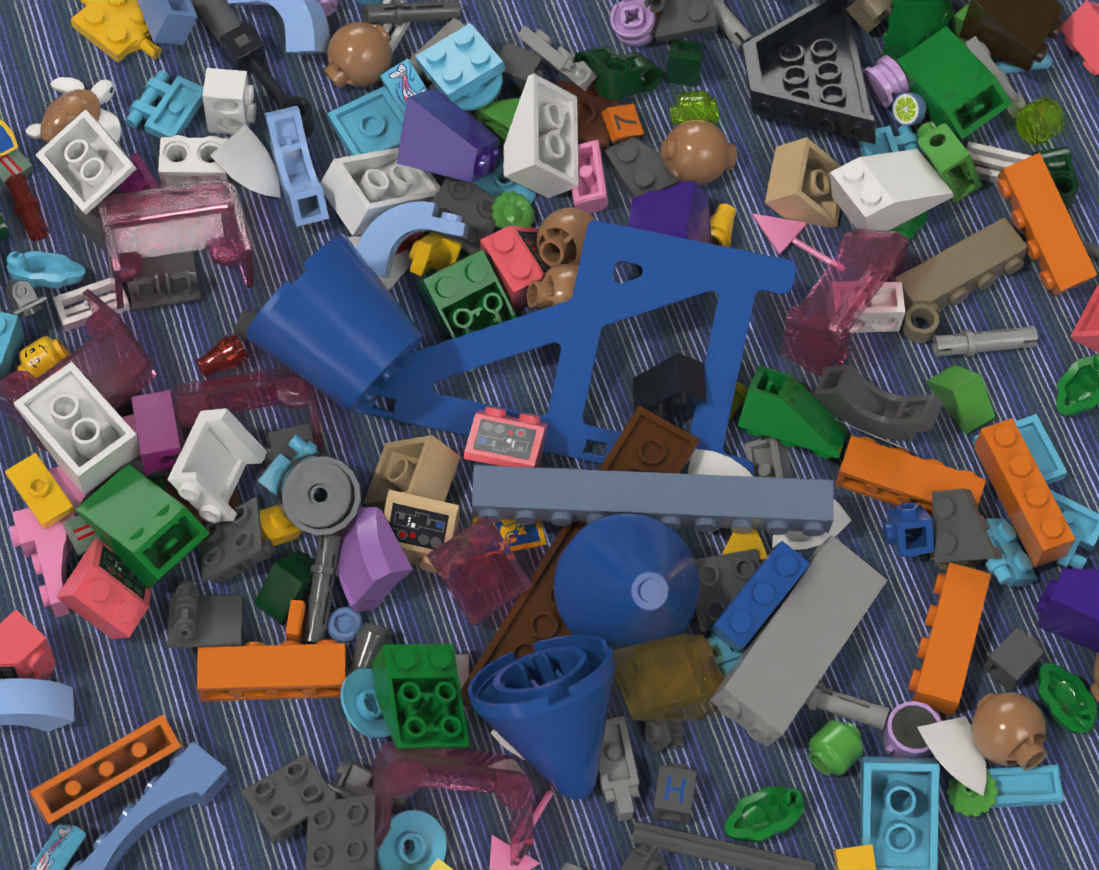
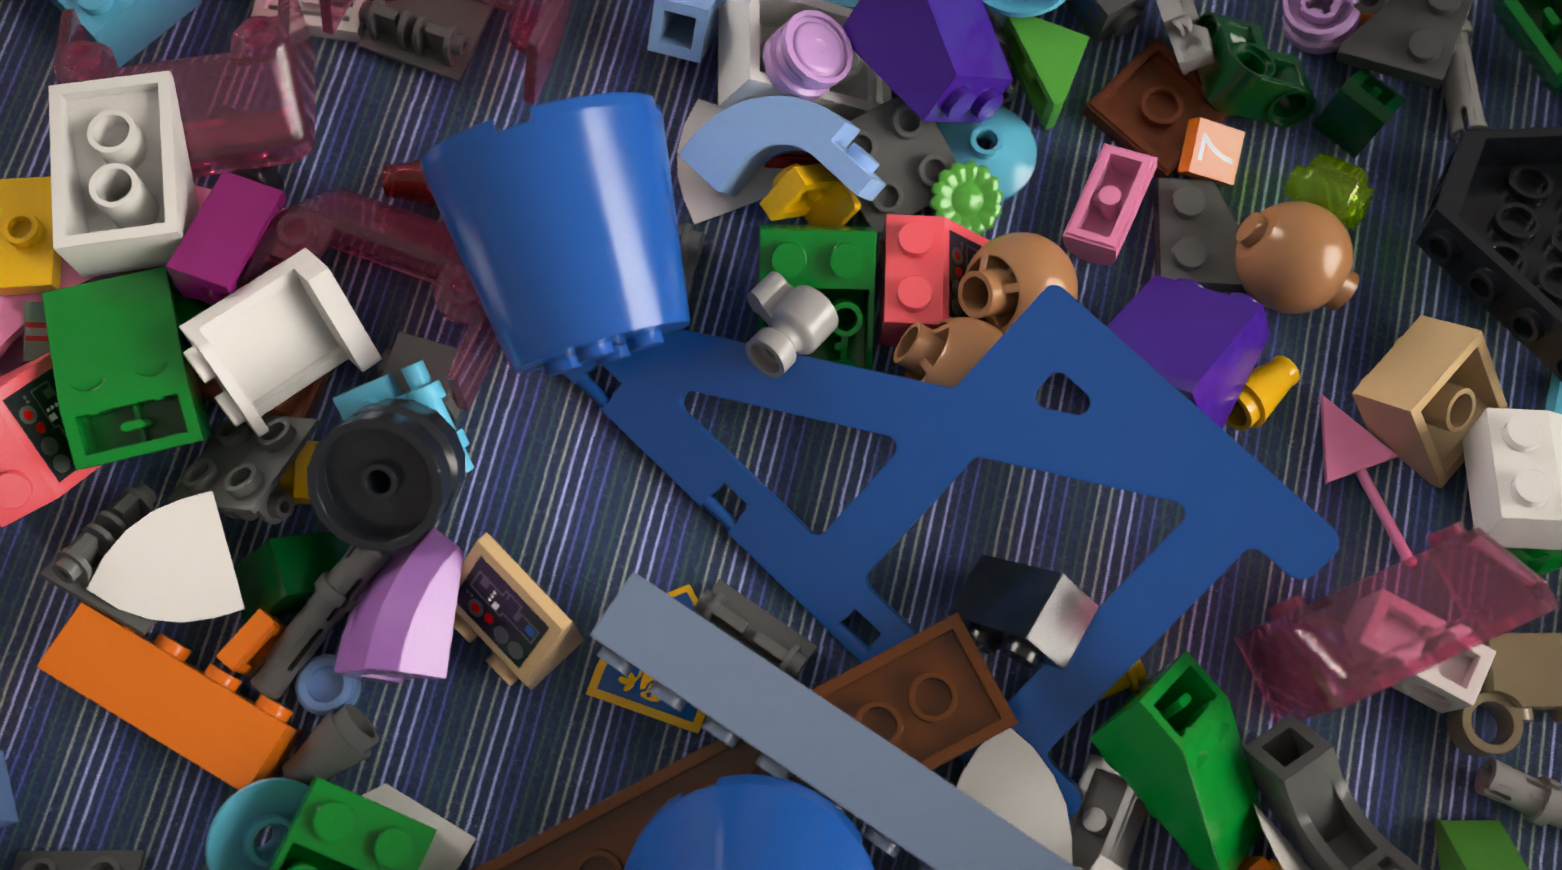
camera: 30 degrees right, 10 degrees up
(41, 355) = (183, 38): yellow head -> none
(233, 602) = (171, 565): none -> white sticker
(389, 182) = (808, 55): none -> lavender wheel
(414, 467) = (566, 520): tan slope -> none
(471, 312) = (796, 320): none -> light grey piece
(479, 570) = (547, 736): clear pink brick -> none
(506, 439) = (724, 549): slope -> none
(543, 139) = (1075, 112): white slope -> none

